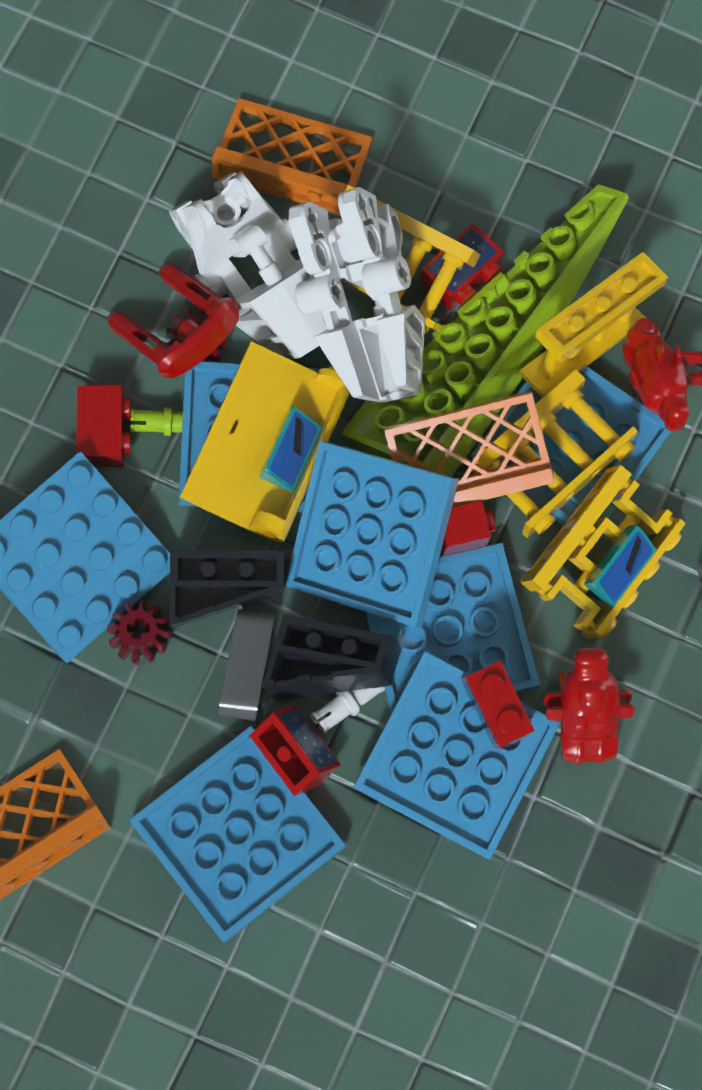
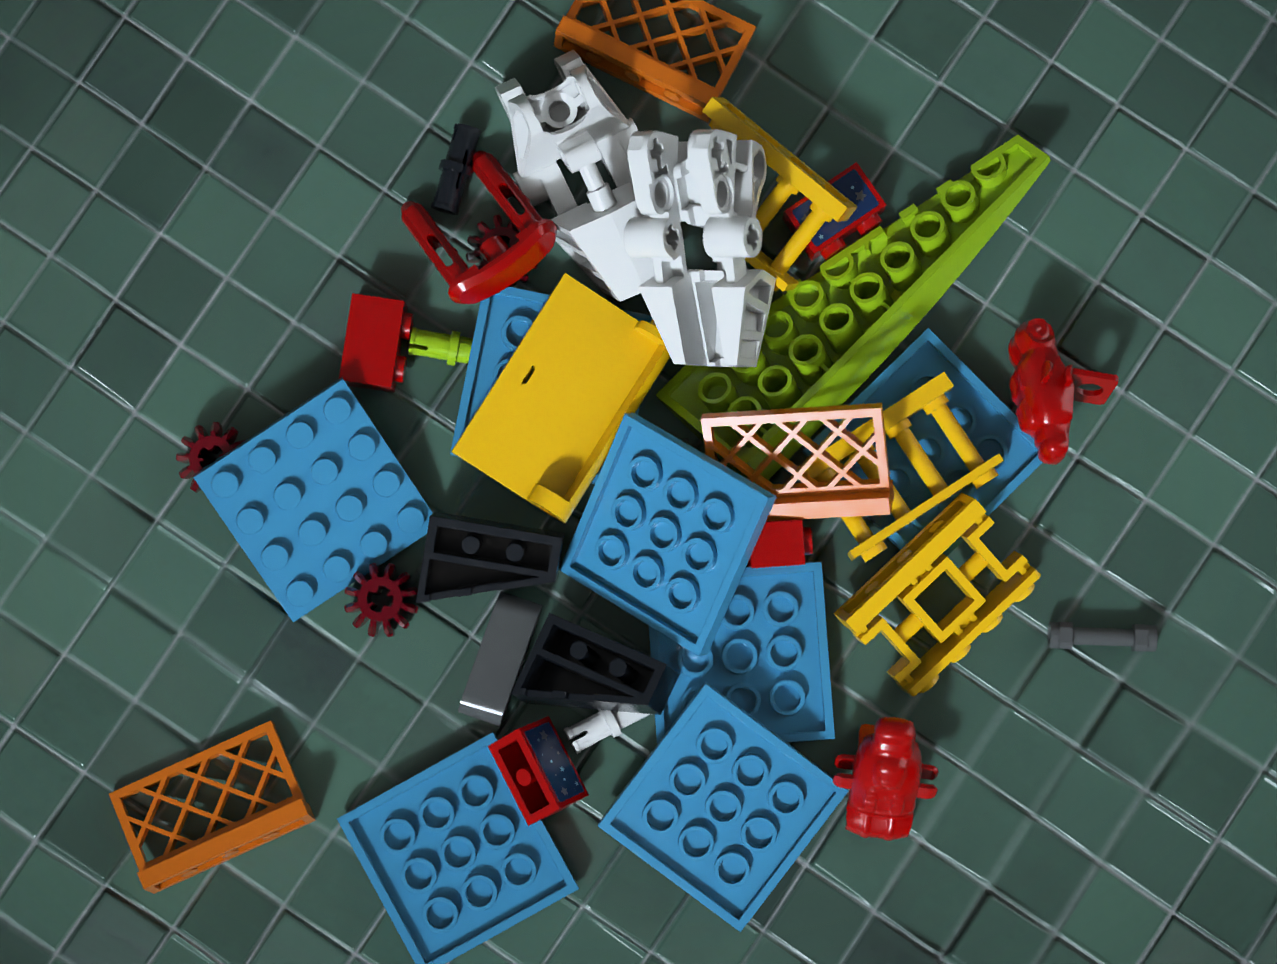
camera: 15 degrees right, 10 degrees up
(147, 281) = (456, 169): none -> black pin
(290, 450) = (590, 414): slope -> none
(497, 705) = (777, 764): red brick -> none
(592, 324) = (974, 320): yellow fence -> none
(621, 565) = (953, 616): slope -> none

